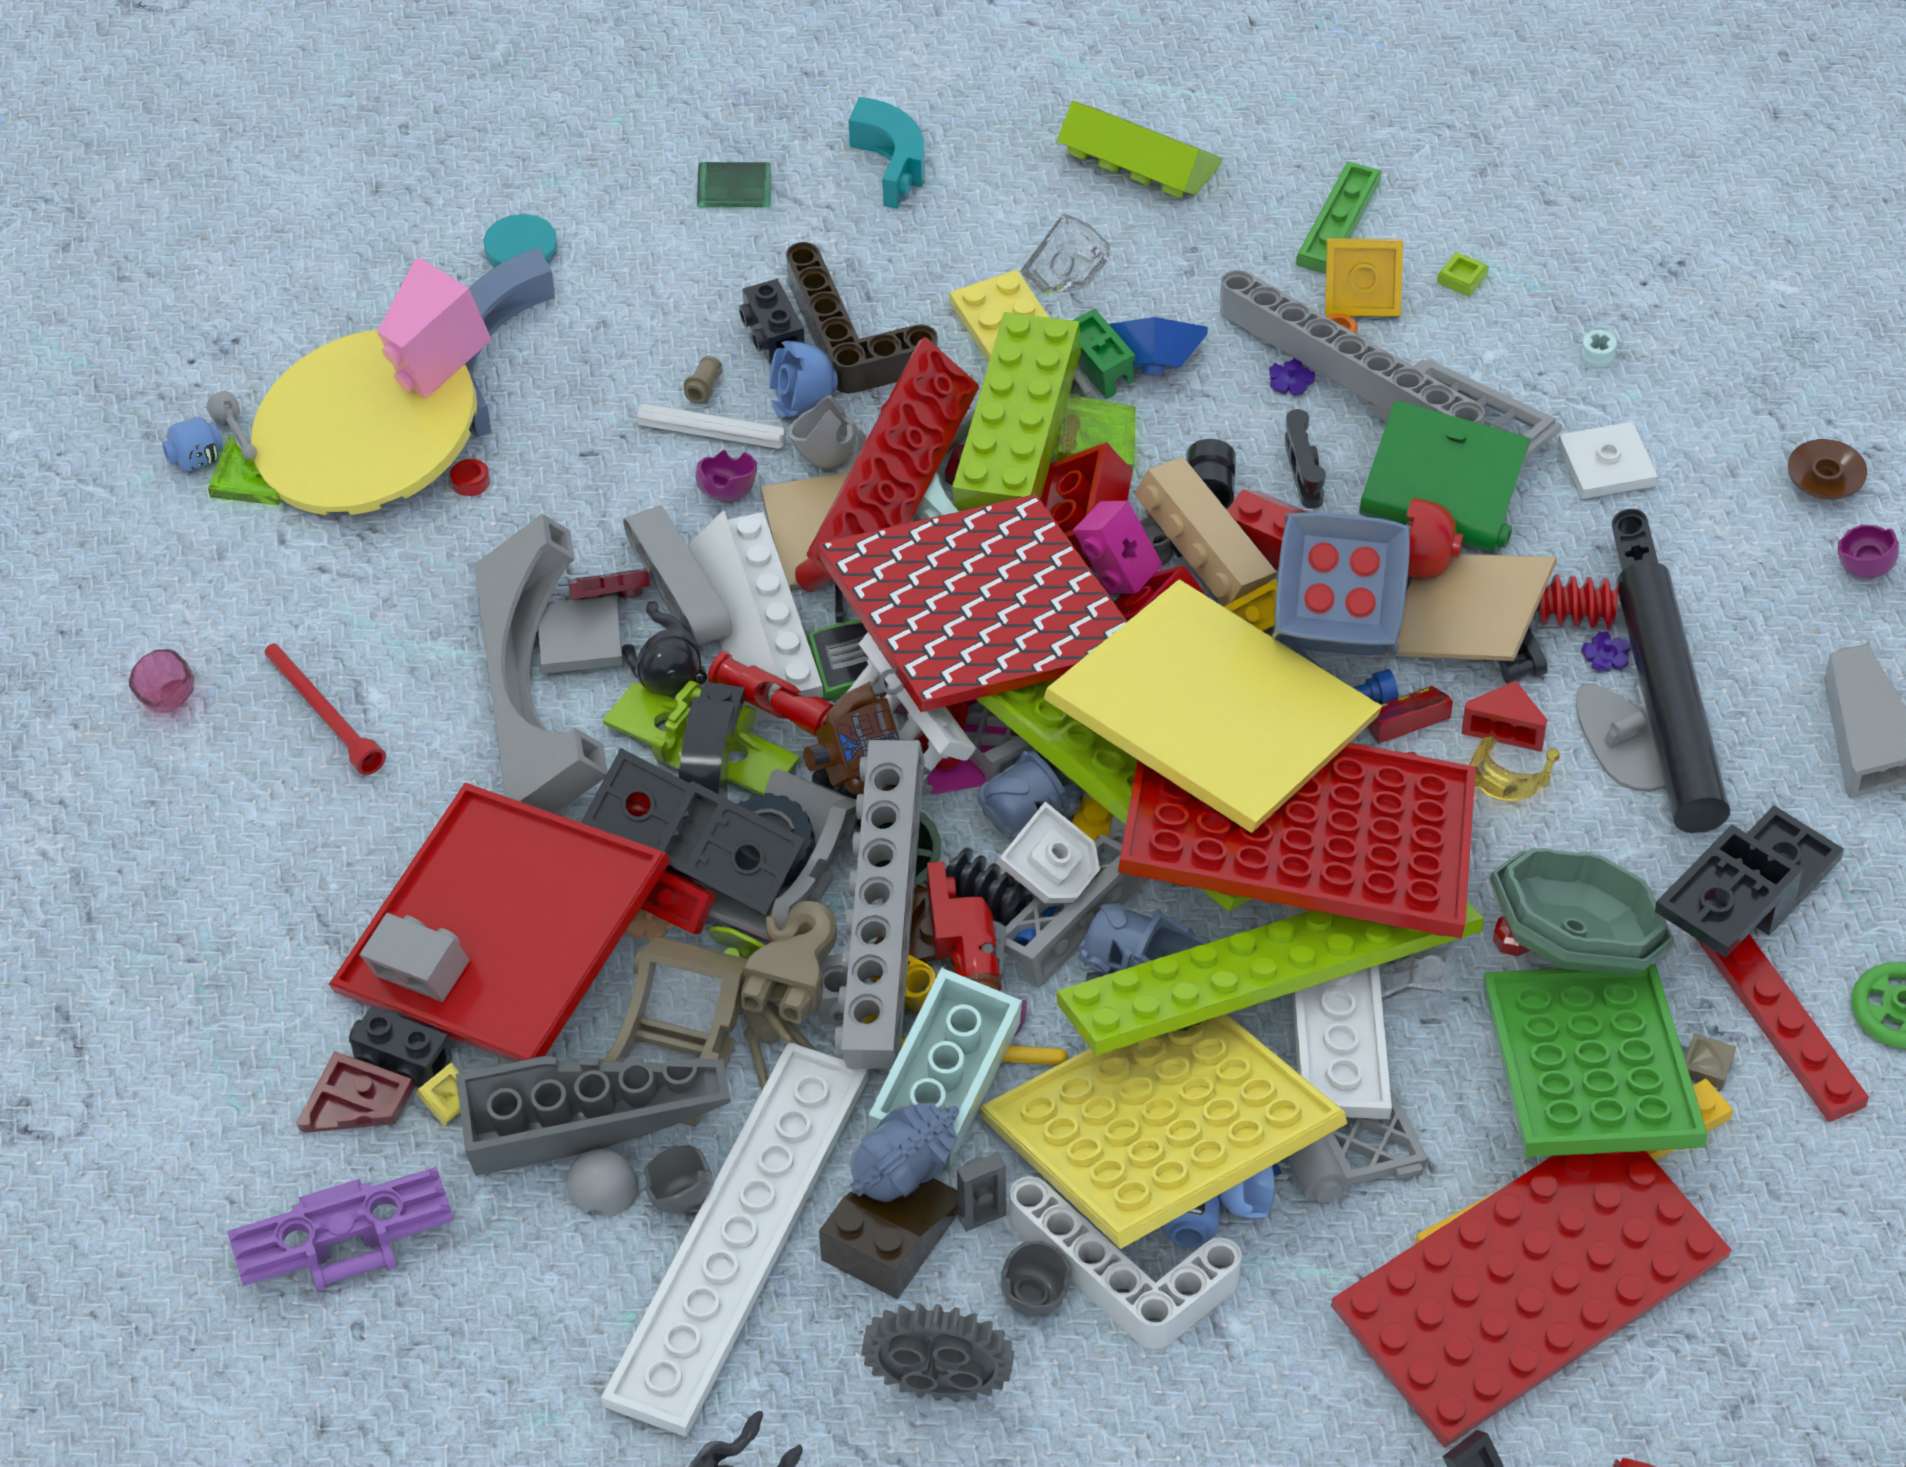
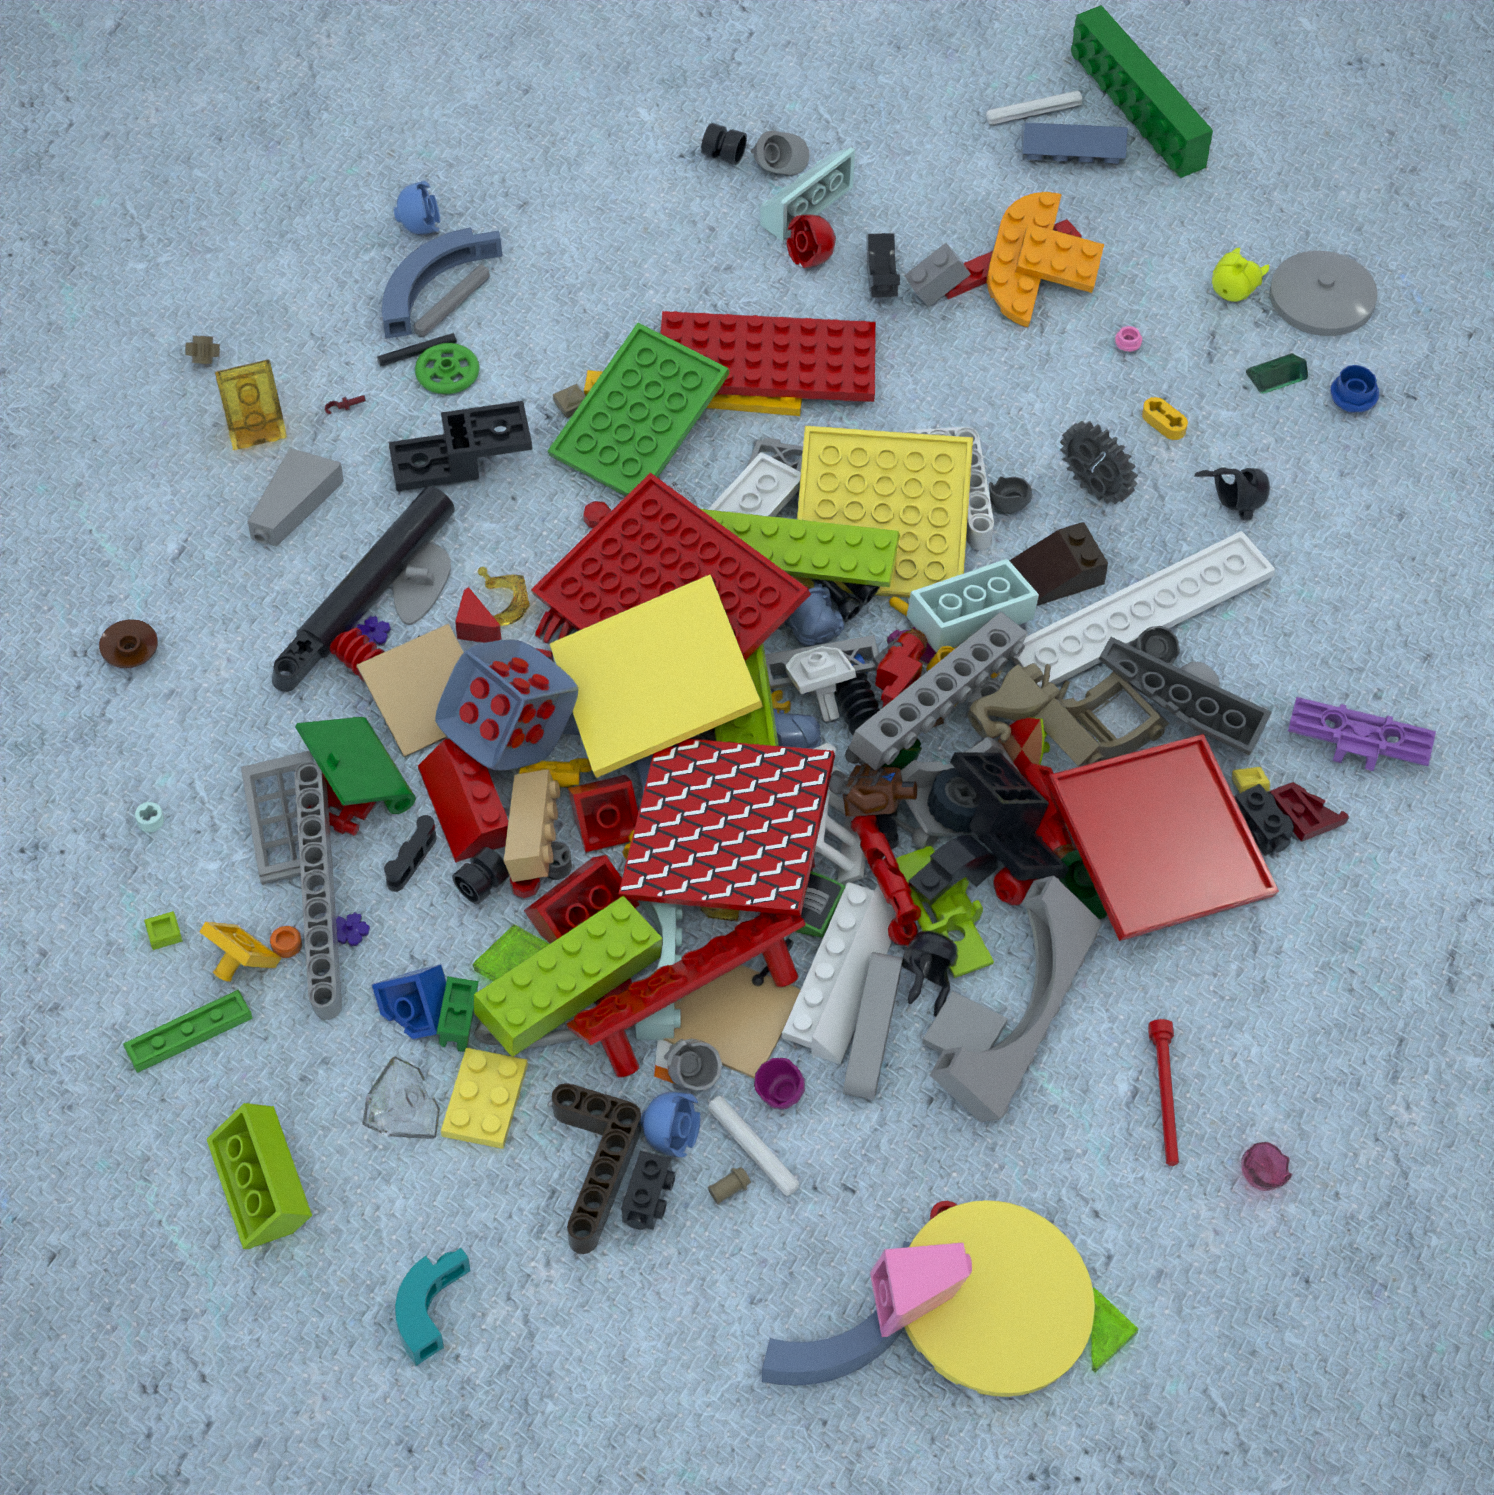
camera: 145 degrees left, 5 degrees up
(192, 444) = (1128, 1372): medium blue head -> none
(229, 415) = (1086, 1392): light grey hinge -> none
(415, 956) = (1227, 842): light grey brick -> none
(518, 235) = (760, 1415): teal tile -> none
(625, 583) = (921, 1046): dark red wing -> none
(734, 184) = (563, 1357): clear green slope -> none
(903, 1151) = (1044, 559): sand blue helmet -> none
(981, 1191) = (1005, 537): dark grey plate -> none
(1117, 547) = (597, 840): dark pink brick -> none
(1431, 539) = (409, 736): red cylinder -> none
(1581, 911) = (564, 479): sand green rock -> none
(1607, 460) = (233, 740): white plate -> none
(1790, 1029) = (516, 385): red plate -> none
(1868, 551) = (171, 580): magenta hair -> none

